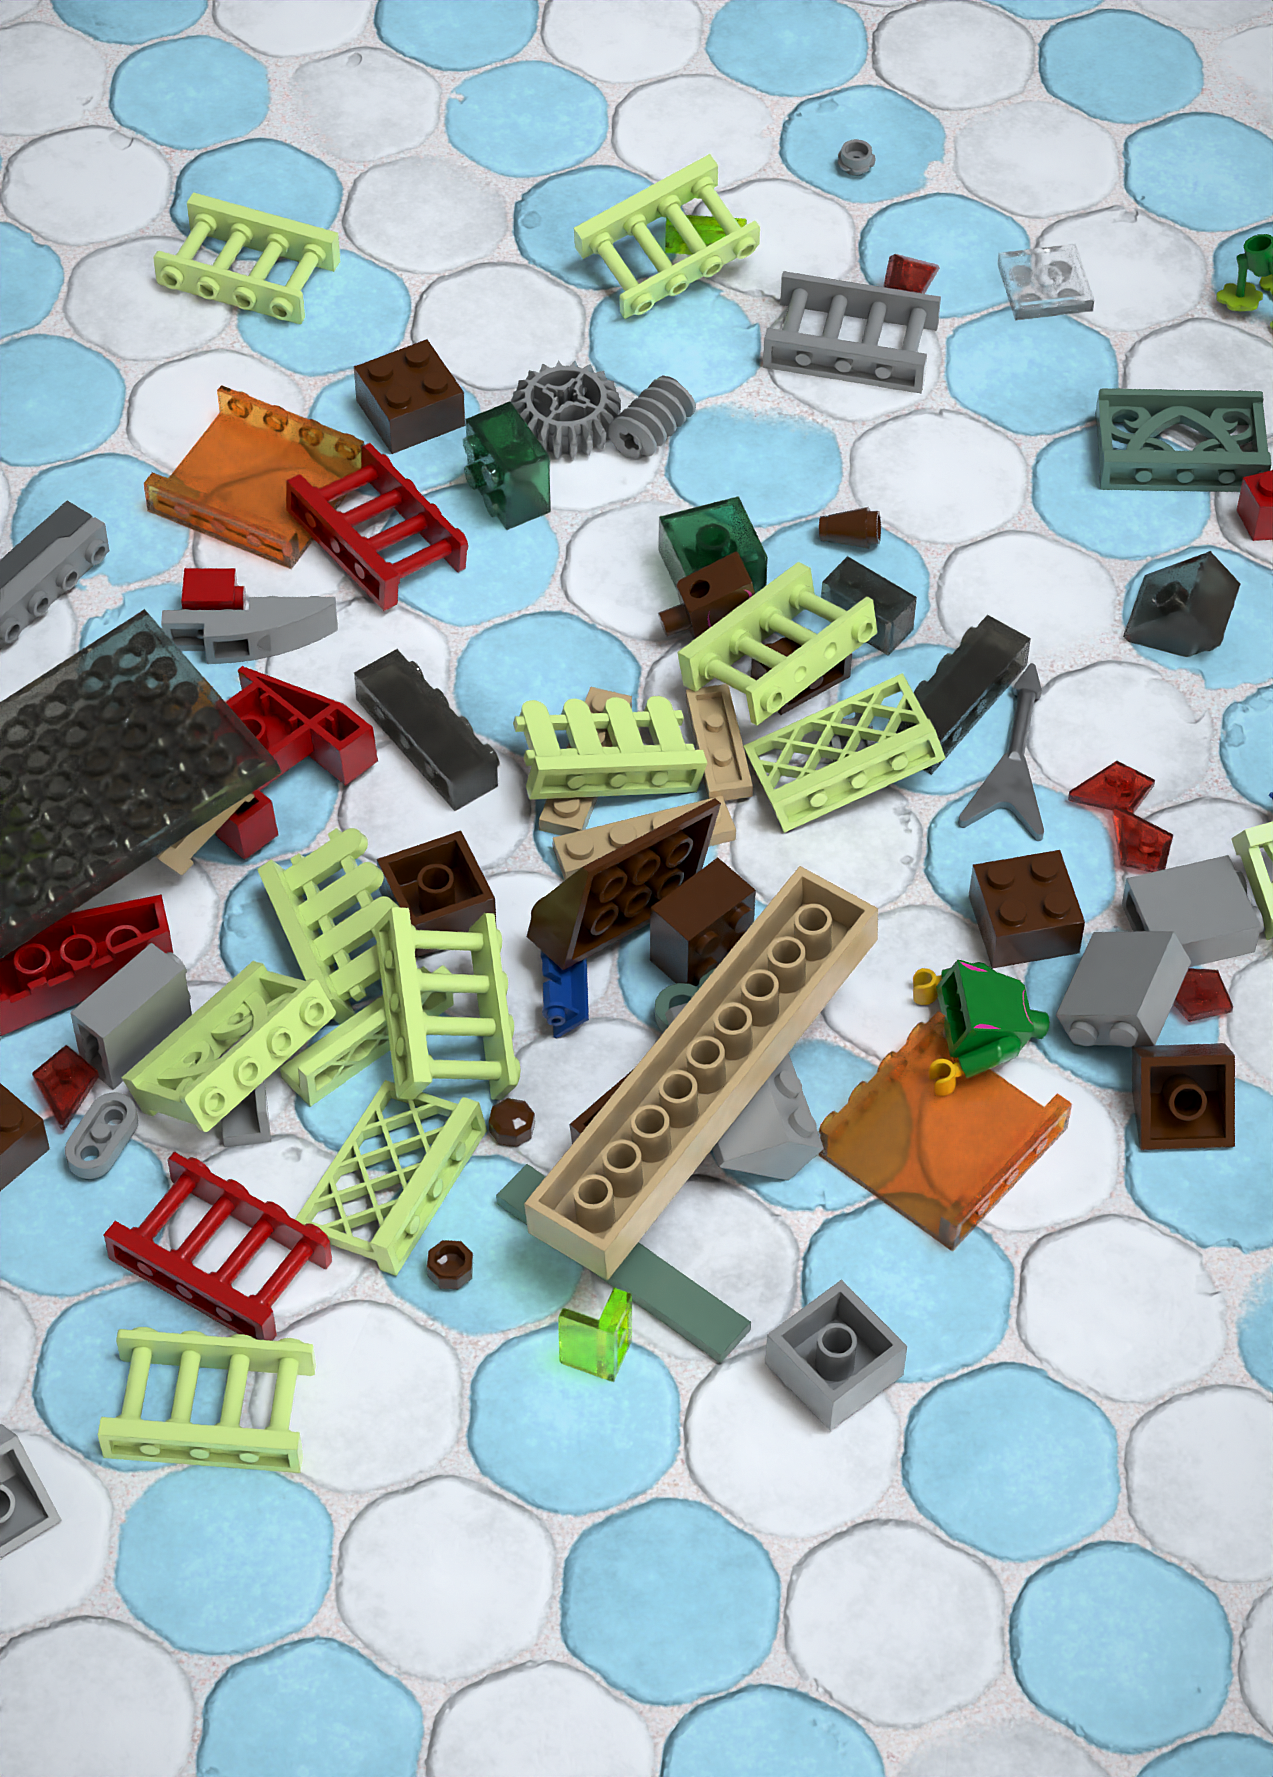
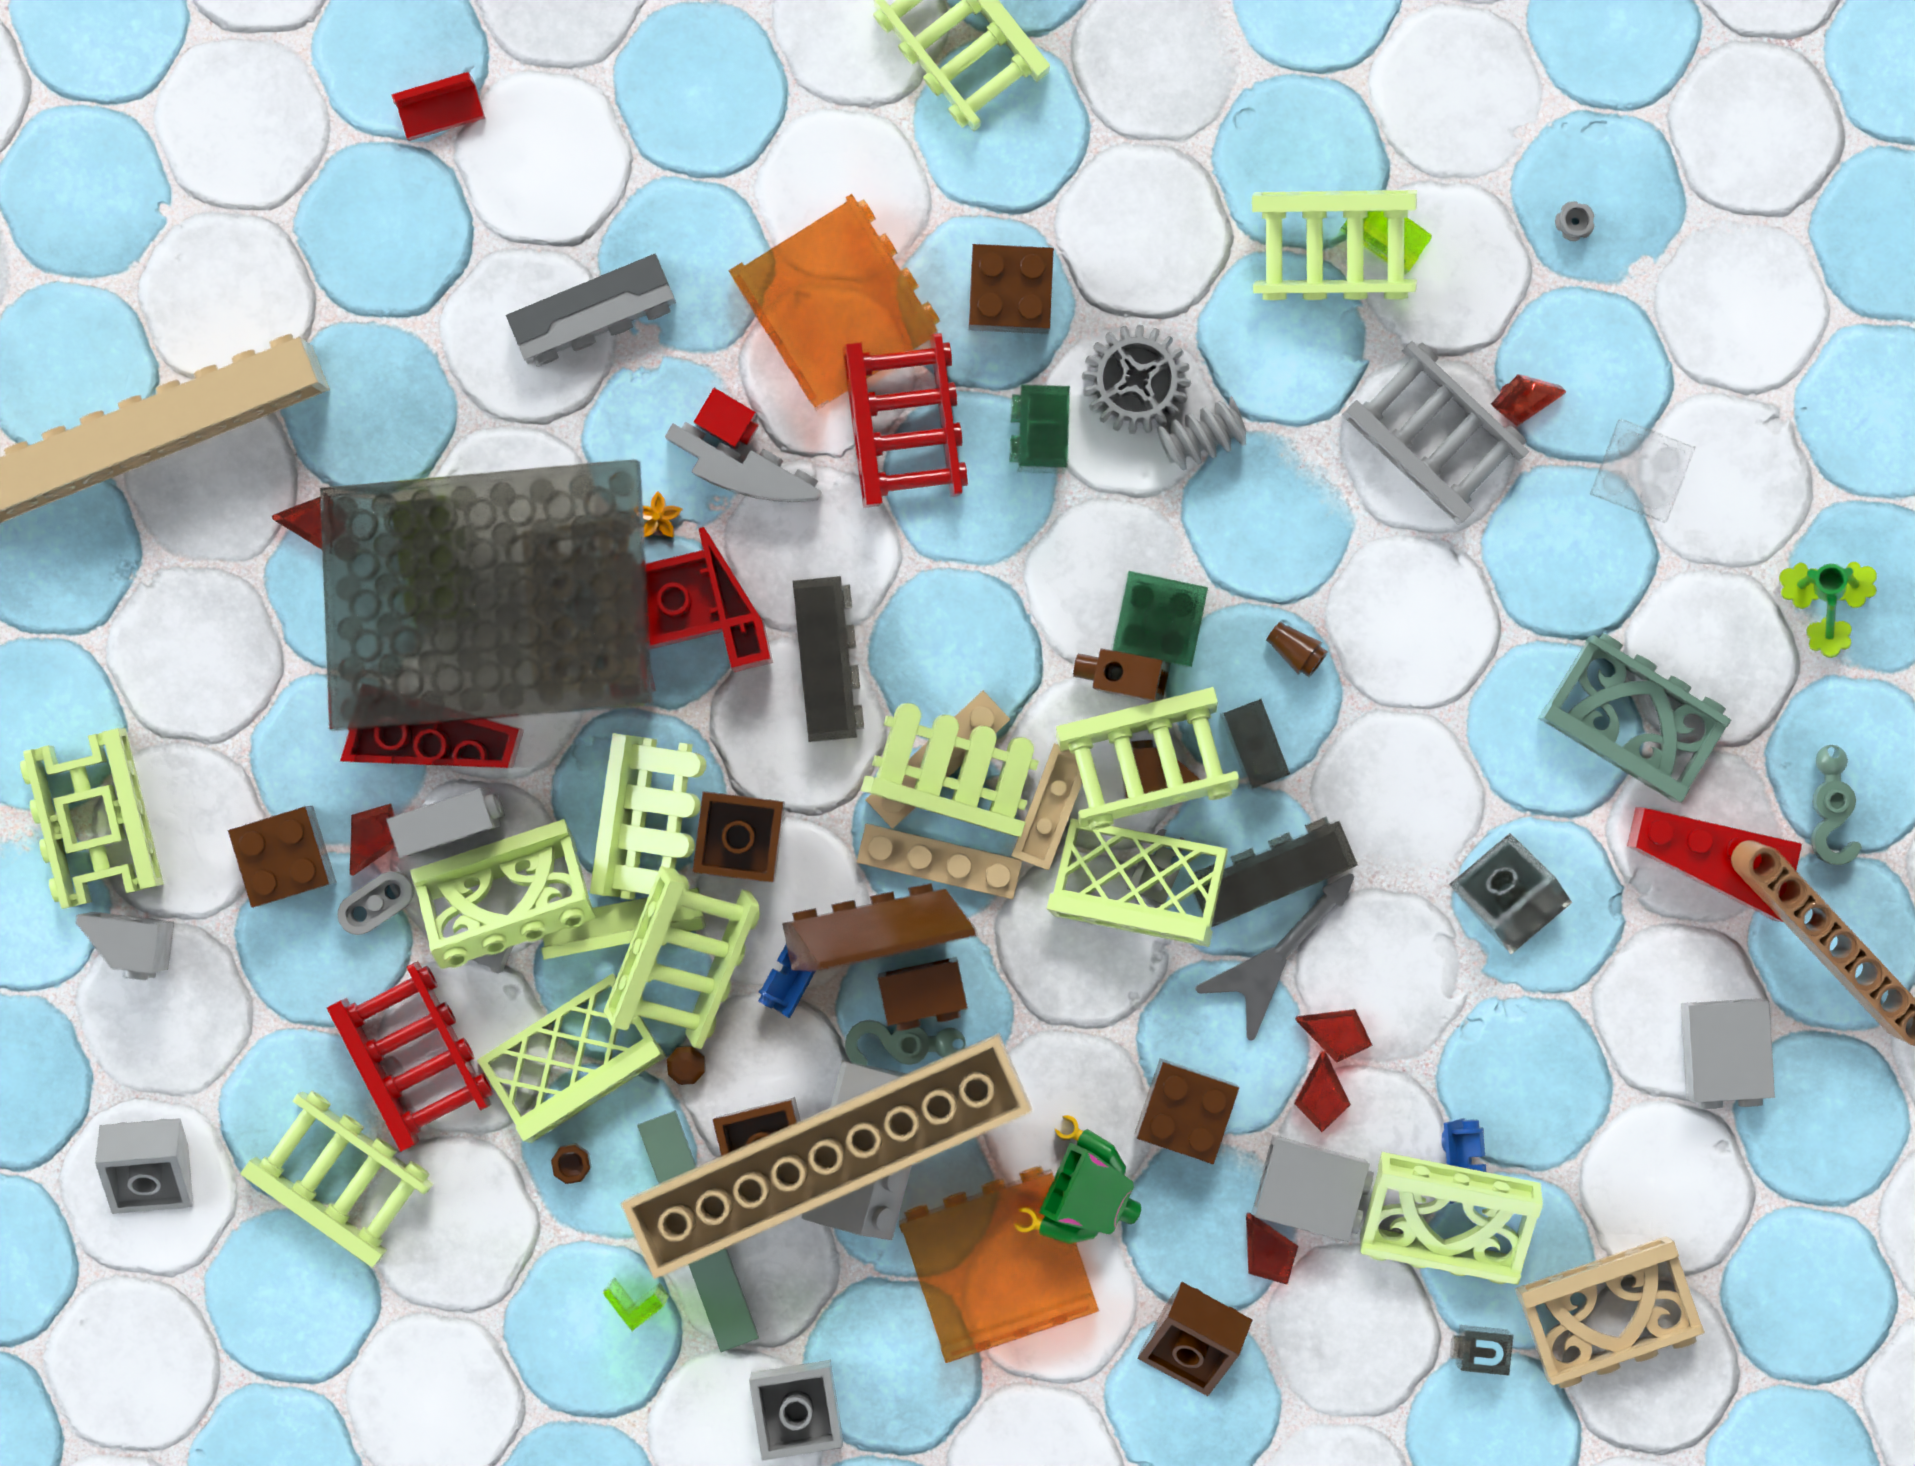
camera: 30 degrees right, 35 degrees up
(1123, 988) = (1205, 1235): light grey brick -> none

